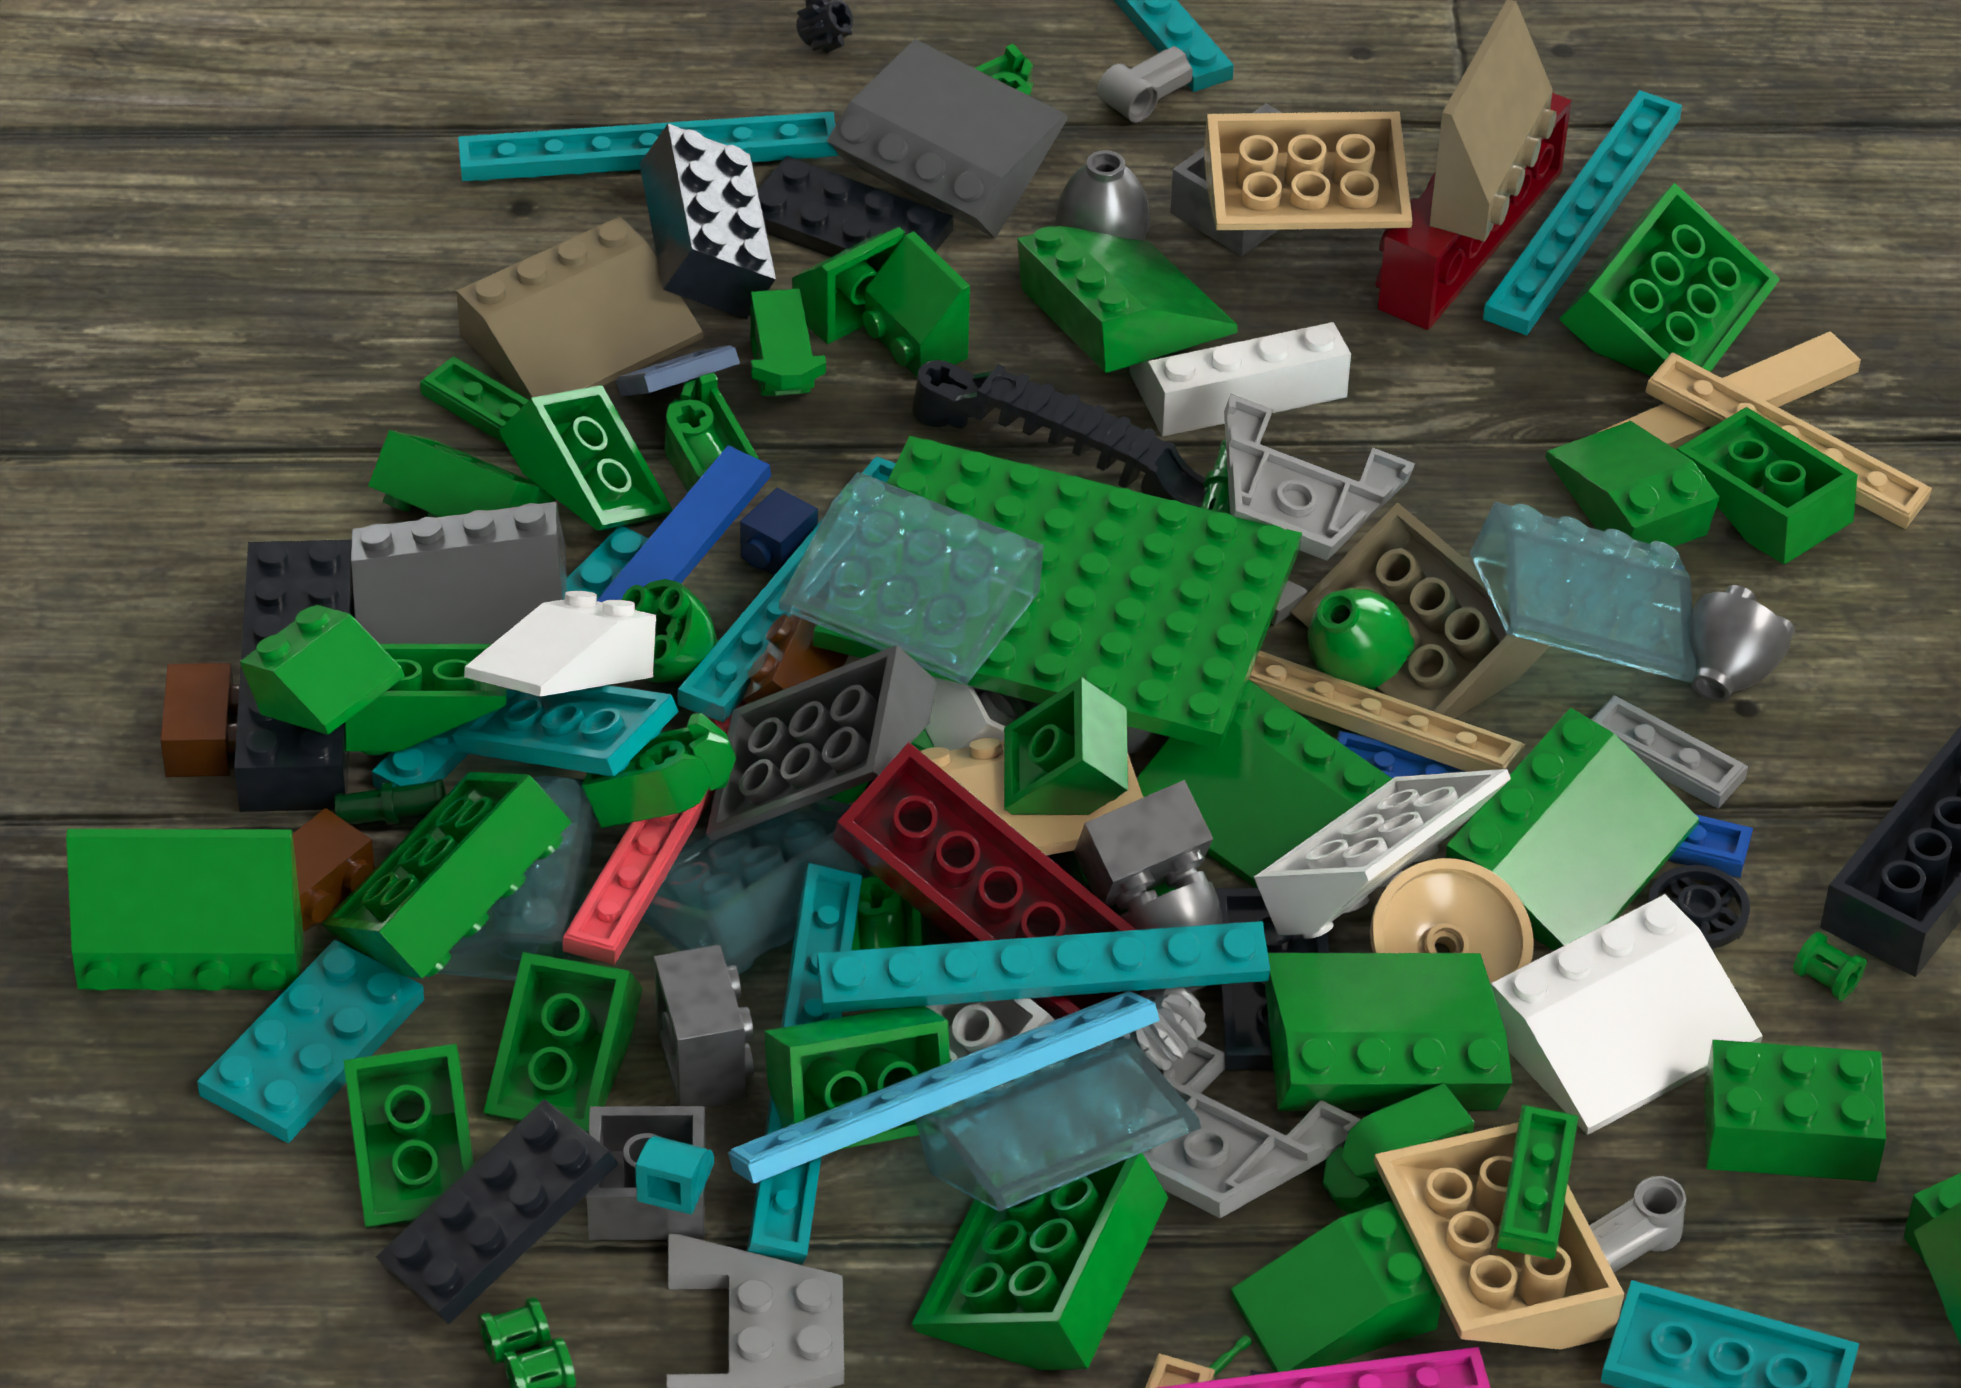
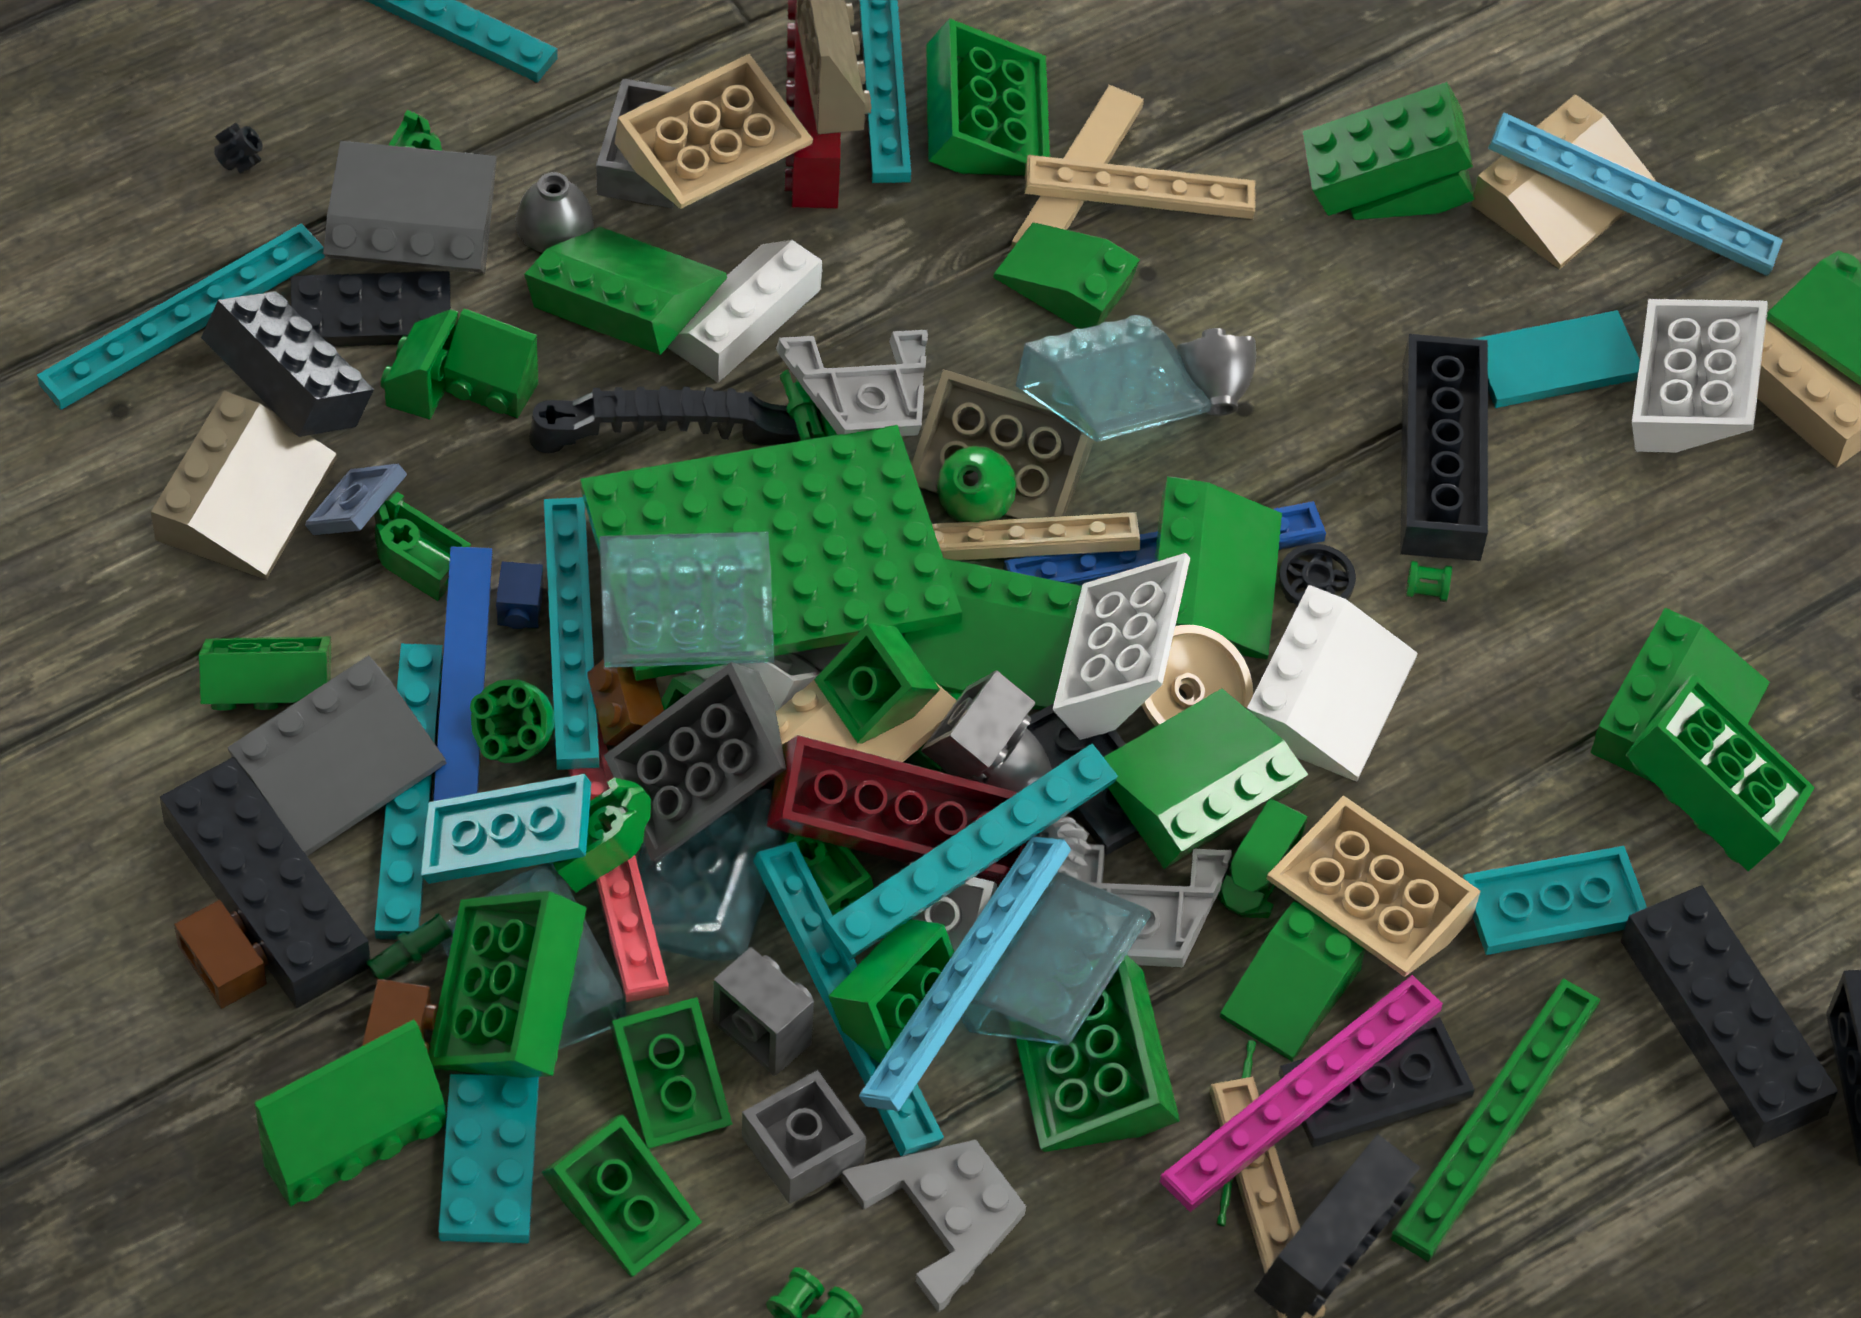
camera: 35 degrees left, 10 degrees up
(319, 670) = (319, 880): green slope -> none
(425, 701) = (379, 850): green slope -> none
(472, 396) = (229, 590): green tile -> none
(496, 1211) = (730, 1220): black plate -> none
(570, 647) = (474, 771): white slope -> none
(585, 458) = (347, 606): green slope -> none
(672, 1174) = (842, 1132): teal brick -> none
(782, 344) = (414, 441): green piece -> none
(1137, 89) = (504, 100): light grey piece -> none
(1537, 1182) = (1380, 840): green tile -> none
(1637, 1226) = (1441, 836): light grey piece -> none
(1673, 753) = (1224, 468): light grey tile -> none
(1773, 484) = (1160, 226): green slope -> none
(1794, 1110) = (1479, 699): green brick -> none

